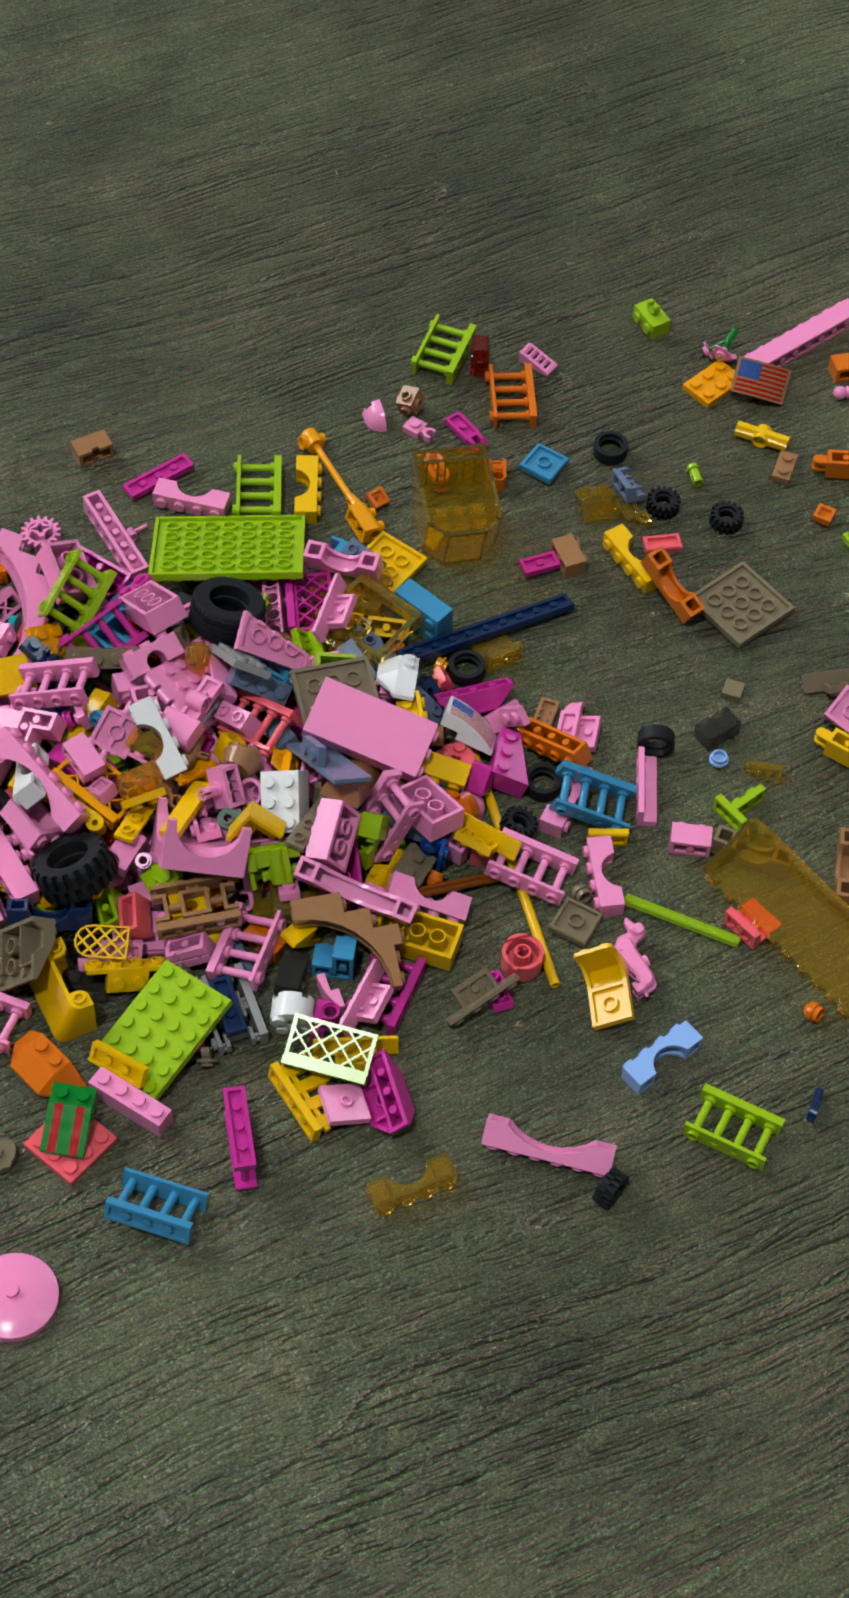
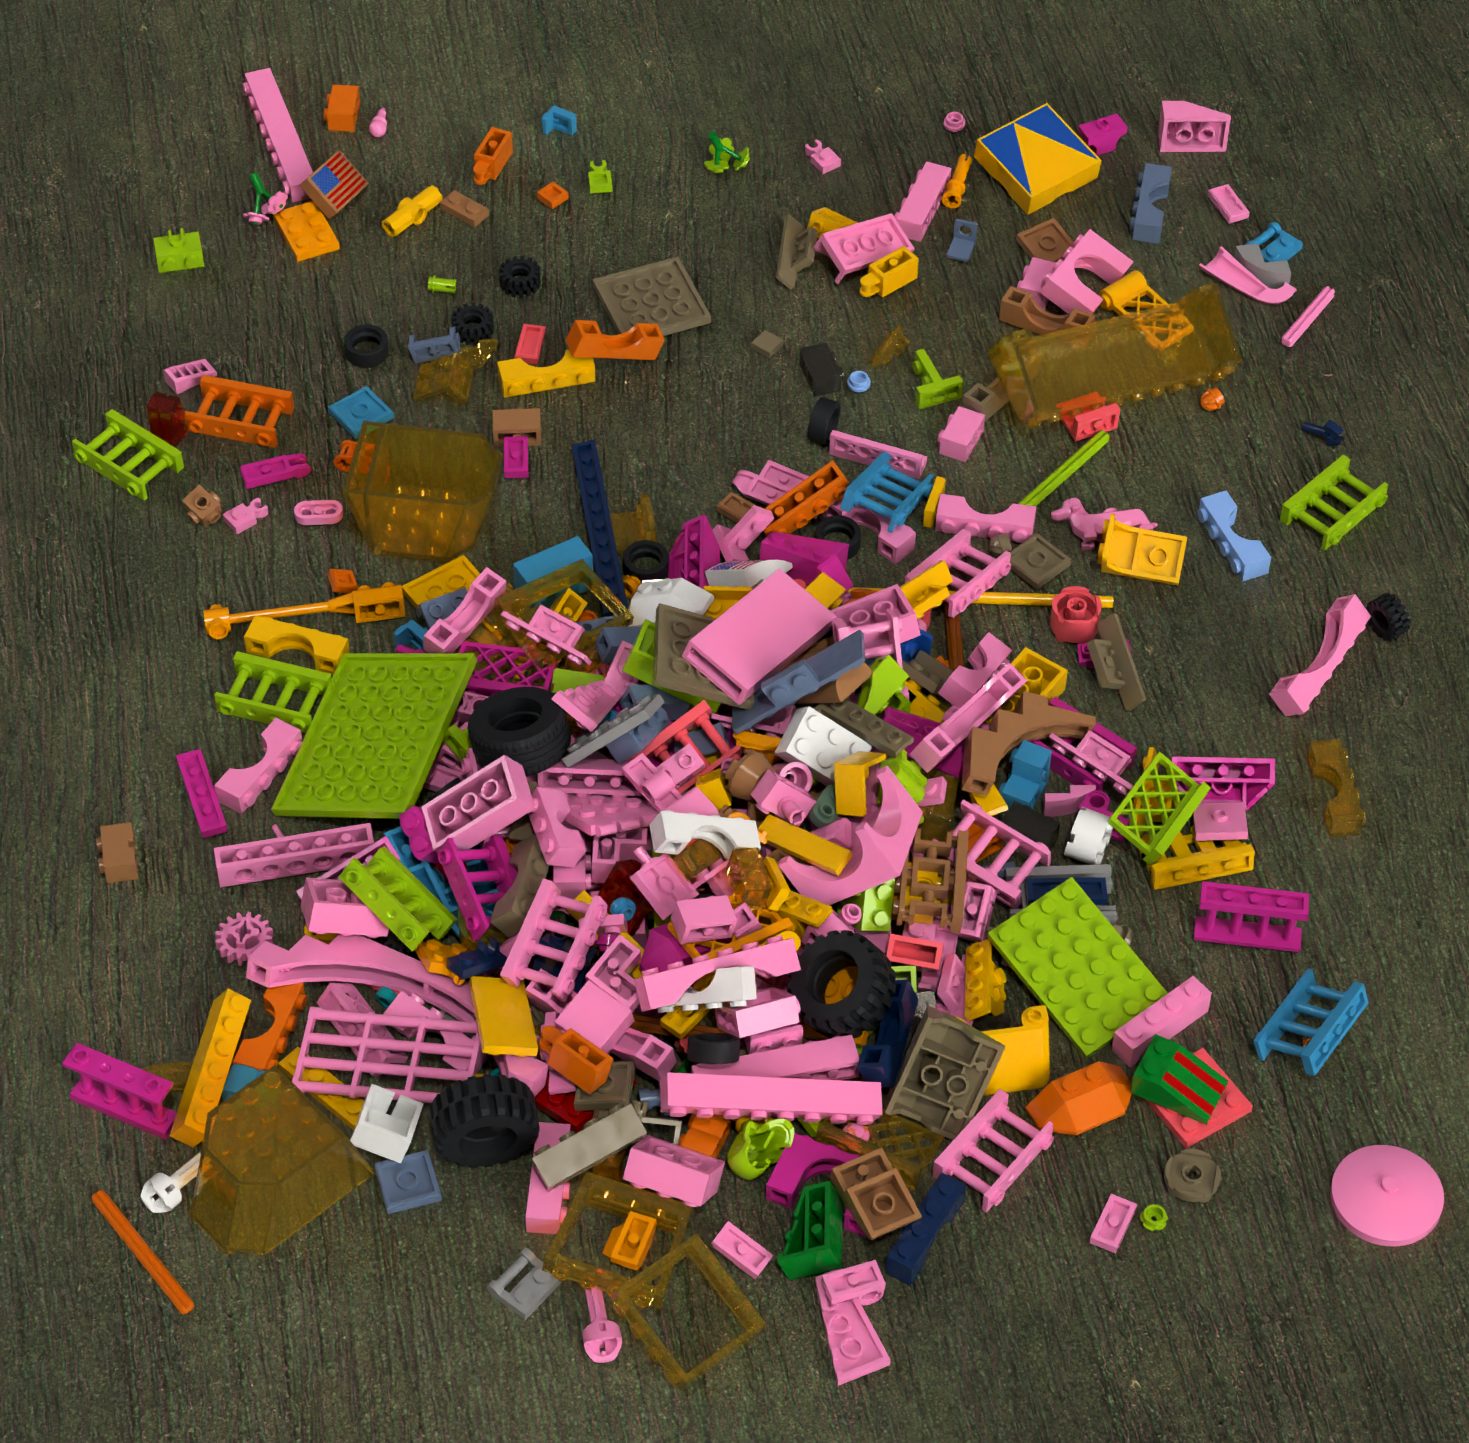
camera: 70 degrees left, 5 degrees down
(97, 941) = (957, 961): yellow window -> none
(118, 1063) = (1119, 1011): yellow plate -> none
(197, 655) = (574, 779): clear yellow head -> none
(333, 834) = (898, 706): bright pink brick -> none
(375, 417) = (207, 549): bright pink brick -> none
(523, 817) = (890, 570): black tyre -> none

